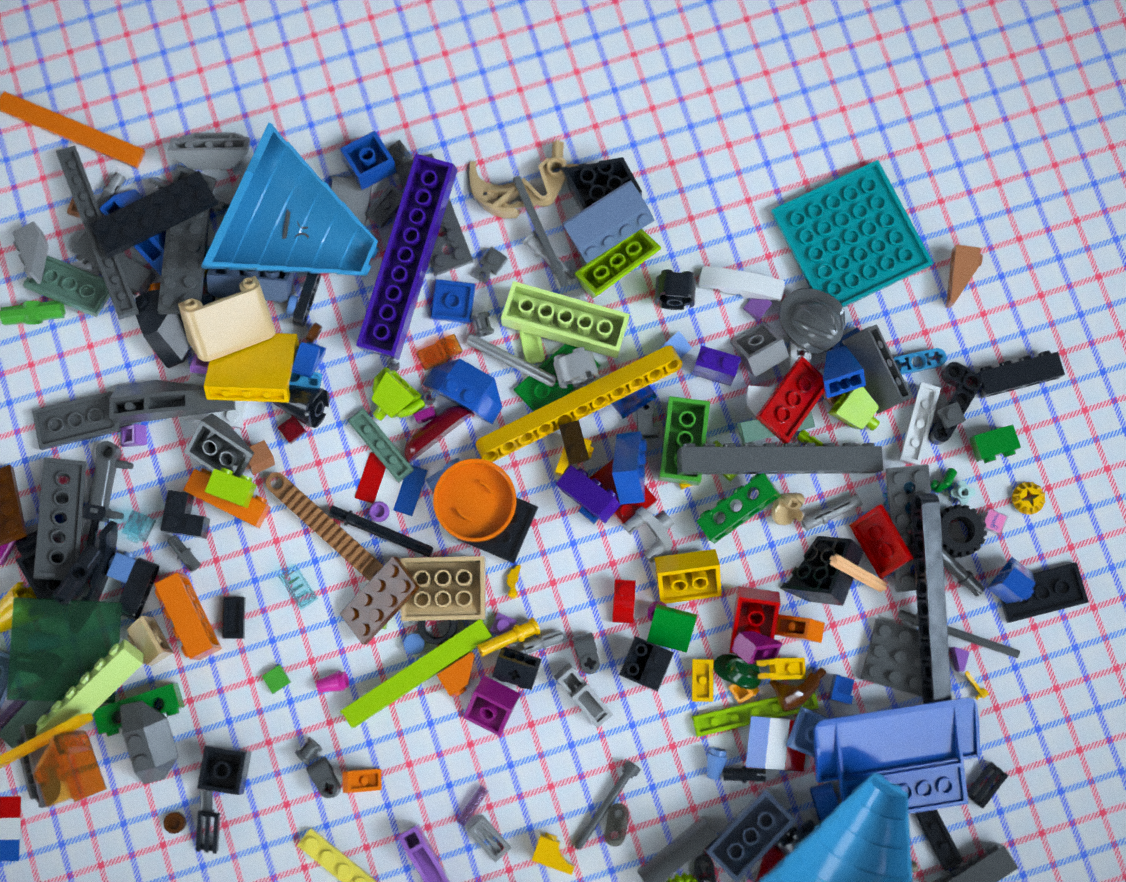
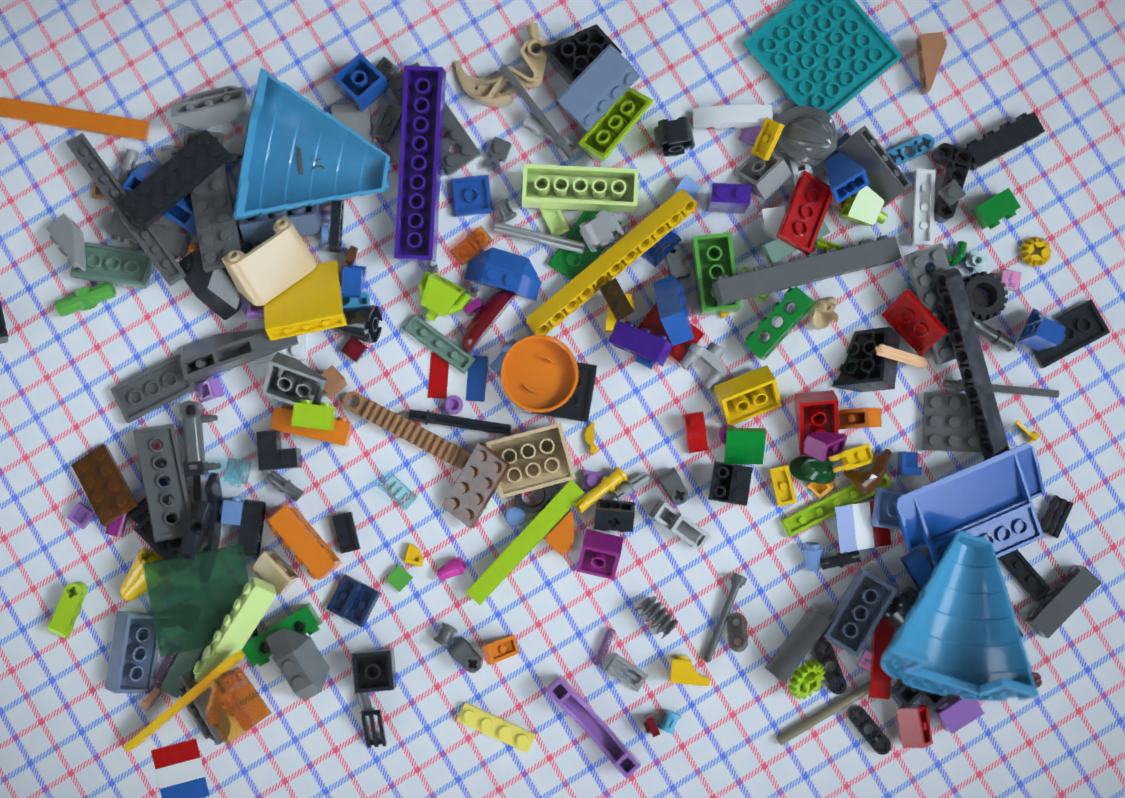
camera: 15 degrees left, 5 degrees up
(174, 822) = (341, 727): reddish brown tile -> none
(222, 691) = (353, 600): none -> dark blue slope
(297, 659) = (413, 556): none -> yellow tile
(535, 786) = (657, 616): none -> dark grey piece
(771, 314) = (767, 139): none -> yellow plate
(823, 516) = (857, 311): light grey pin -> none
(959, 658) = (1007, 410): medium lavender slope -> none

